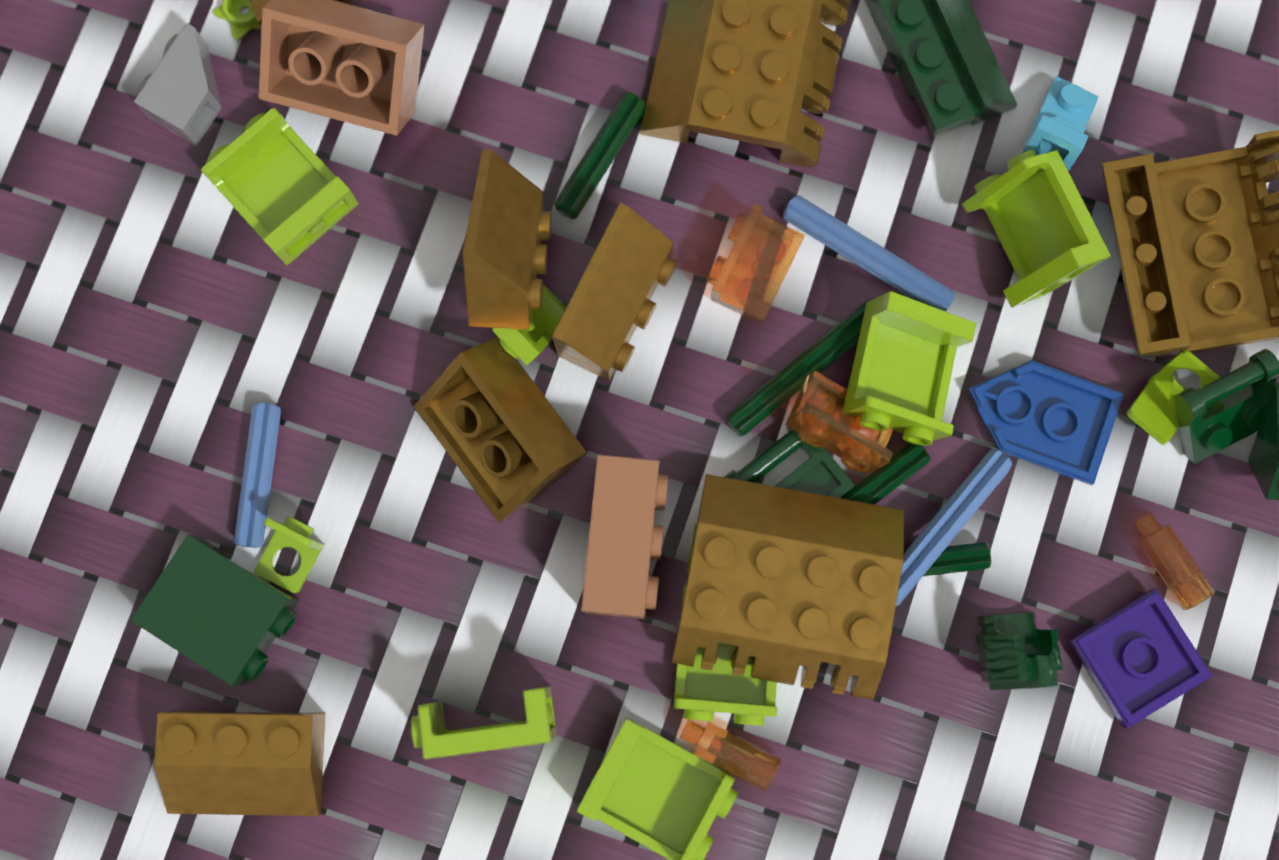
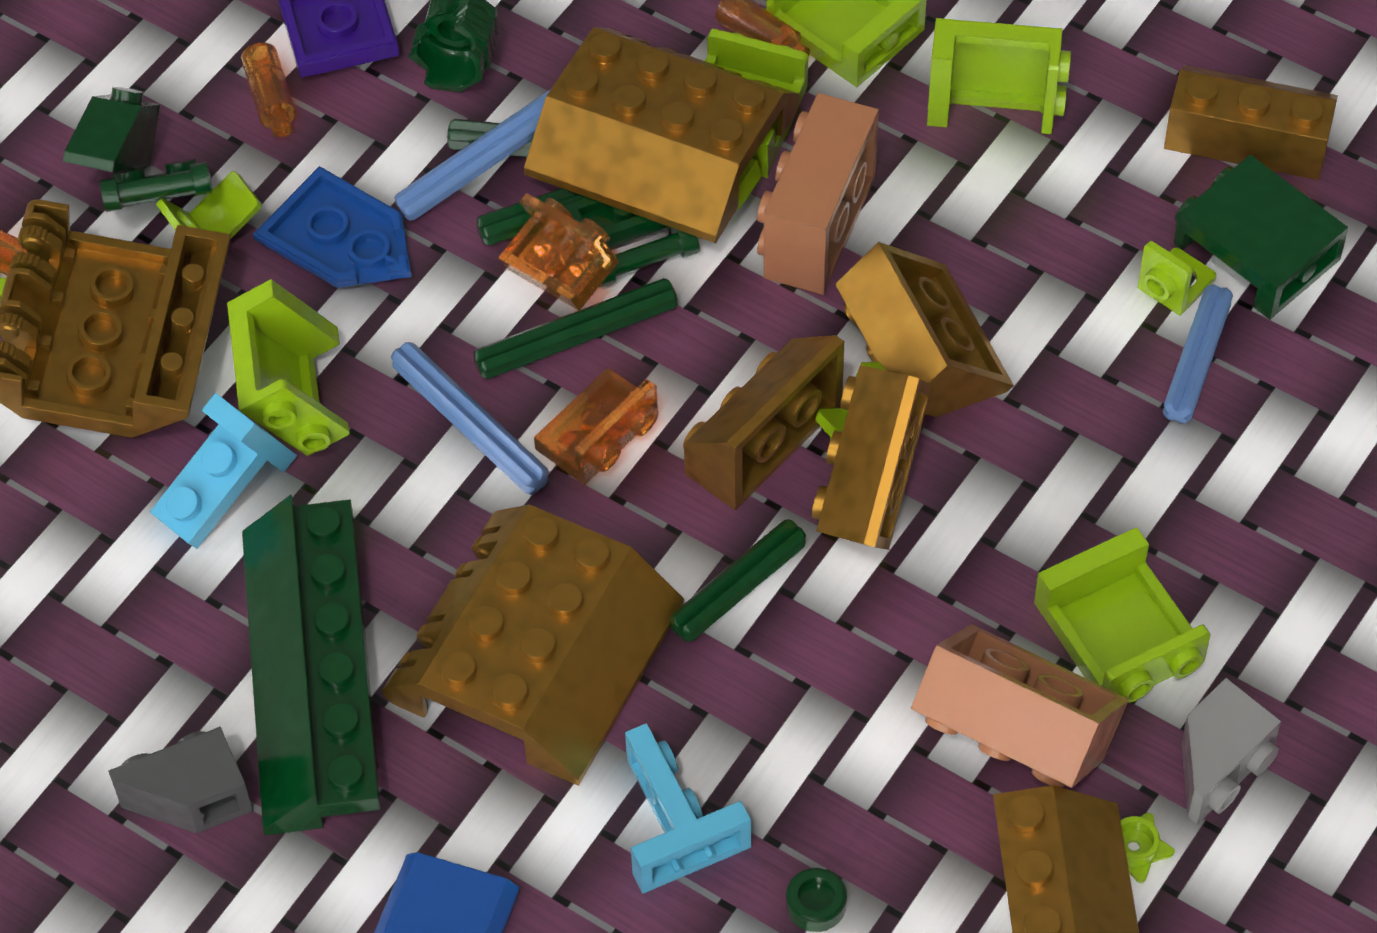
camera: 165 degrees left, 25 degrees down
(905, 367) = (476, 284): lime panel -> none

